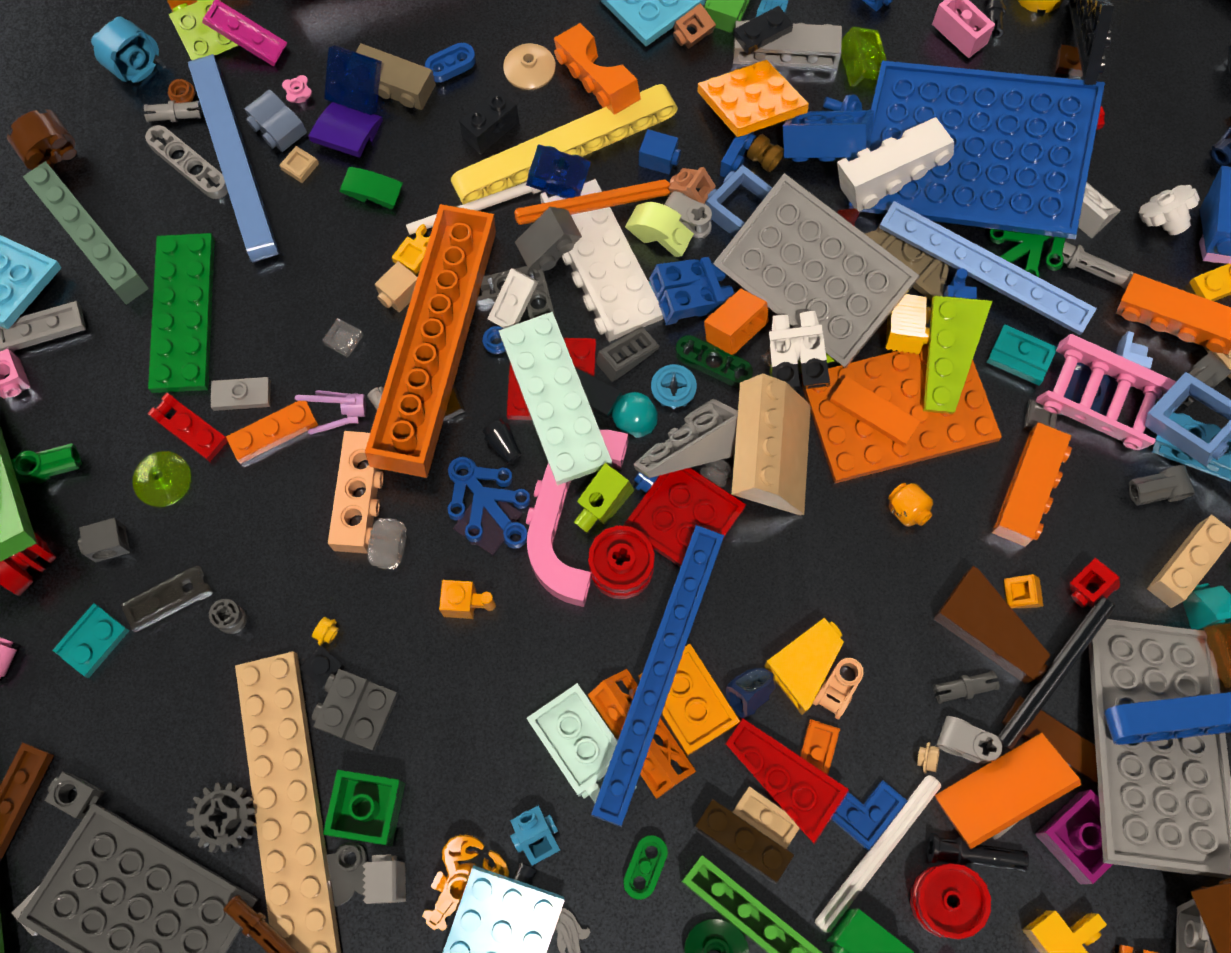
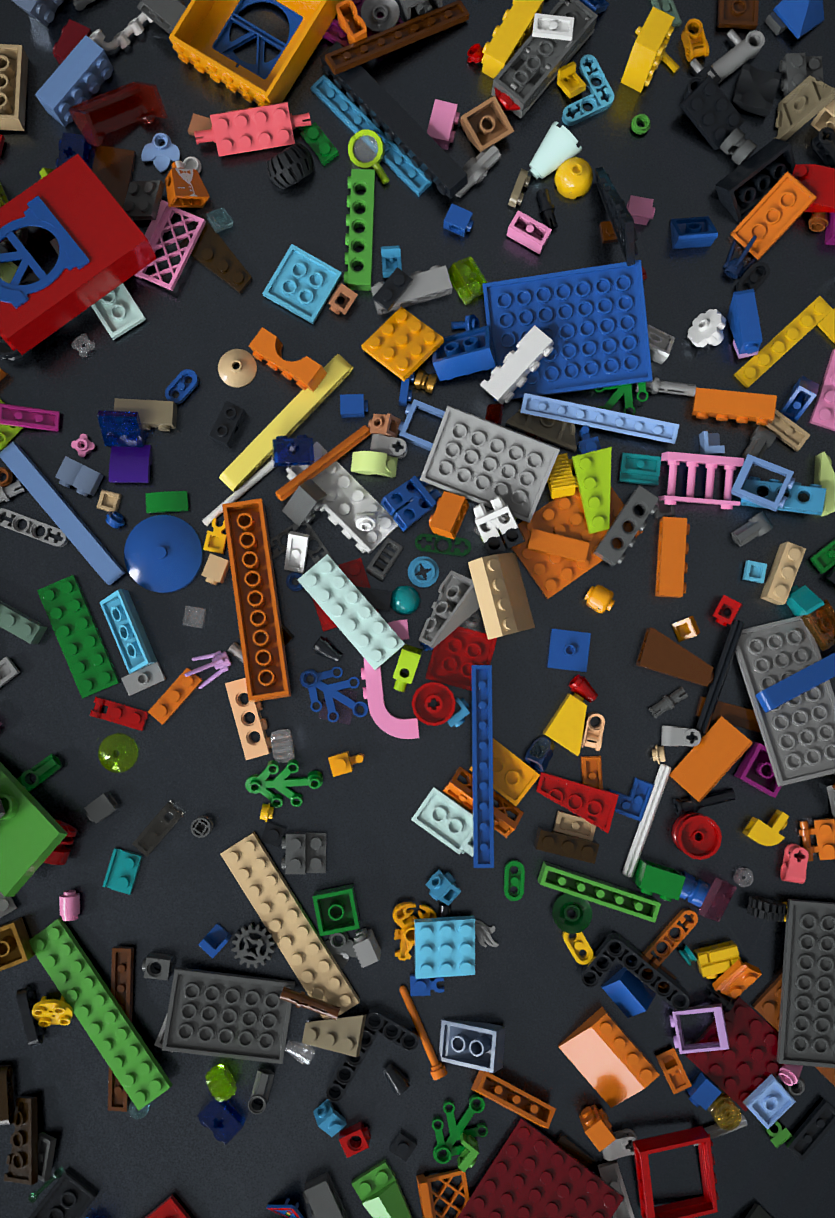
camera: 25 degrees left, 15 degrees up
(171, 790) = (215, 940): none -> blue panel
(249, 323) = (128, 630): none -> medium azure slope
(295, 185) = (115, 519): none -> blue plate
(338, 249) = (163, 554): none -> blue dish
(363, 596) = (282, 783): none -> green plant
(620, 291) = (365, 521): none -> white plate
(650, 595) = (458, 717): none -> dark azure bracket
(842, 562) = (568, 650): none -> blue plate
(846, 620) = (582, 687): none -> red cone
(1012, 386) = (640, 498): none -> dark grey brick
(1121, 46) = (640, 209): none -> bright pink brick
(1149, 546) = (754, 571): none -> medium azure plate
(1181, 95) = (692, 232): none -> blue slope

